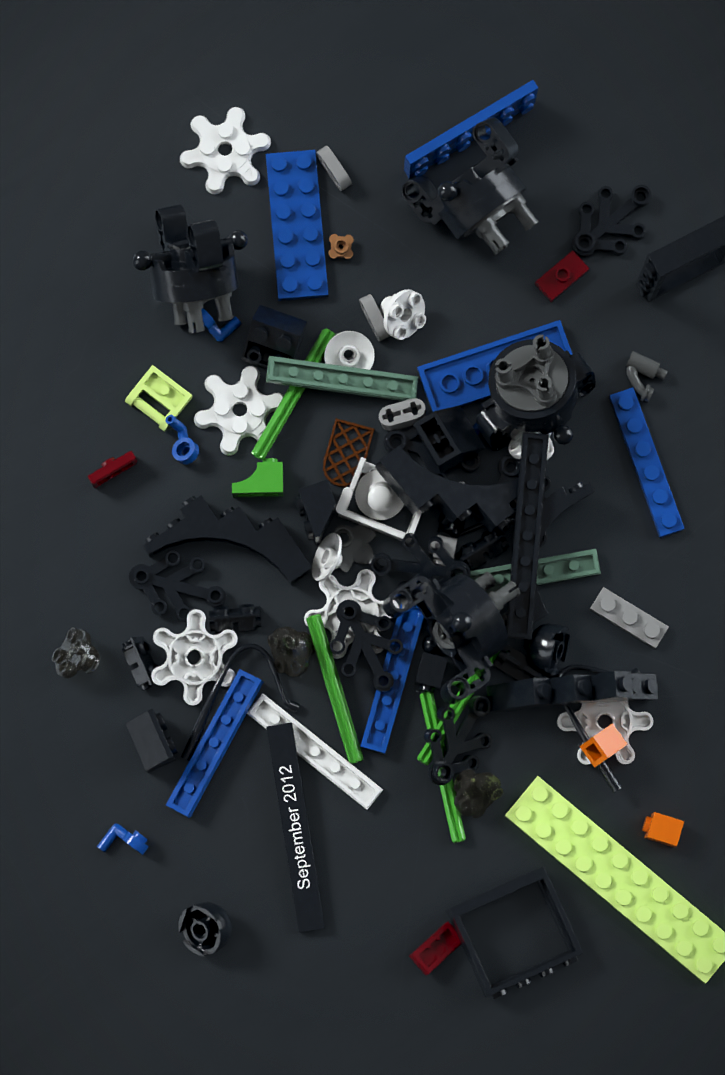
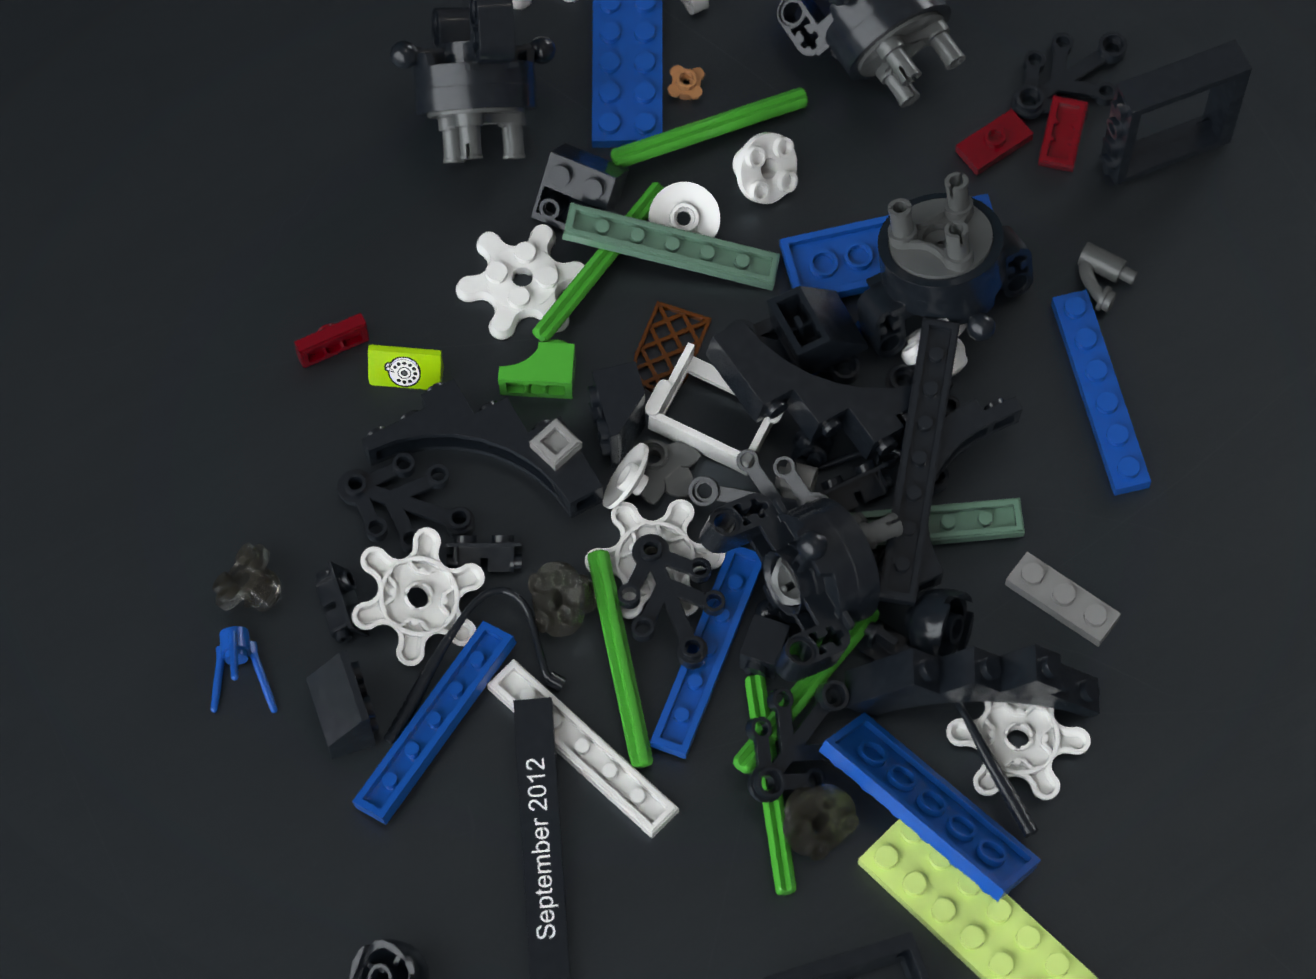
camera: 10 degrees right, 15 degrees down
(73, 701) = (234, 650): none -> blue plant
(135, 840) = (300, 849): blue plate -> none
(163, 391) = (415, 245): yellowish green plate -> none
(166, 485) = (404, 367): none -> lime slope
(184, 443) = (439, 322): blue plate -> none
(217, 333) = (491, 165): blue plate -> none
(277, 540) = (555, 444): none -> light grey tile
(360, 283) = (709, 127): none -> bright green axle
(374, 317) = (724, 173): light grey beam -> none
(376, 497) = (708, 403): white plate -> none
(402, 414) = (751, 299): light grey beam -> none
(550, 777) = (930, 806): none -> blue plate
(603, 745) = (1013, 761): brick -> none
(610, 267) = (1063, 133): none -> dark red plate
(663, 829) = (1096, 897): orange brick -> none

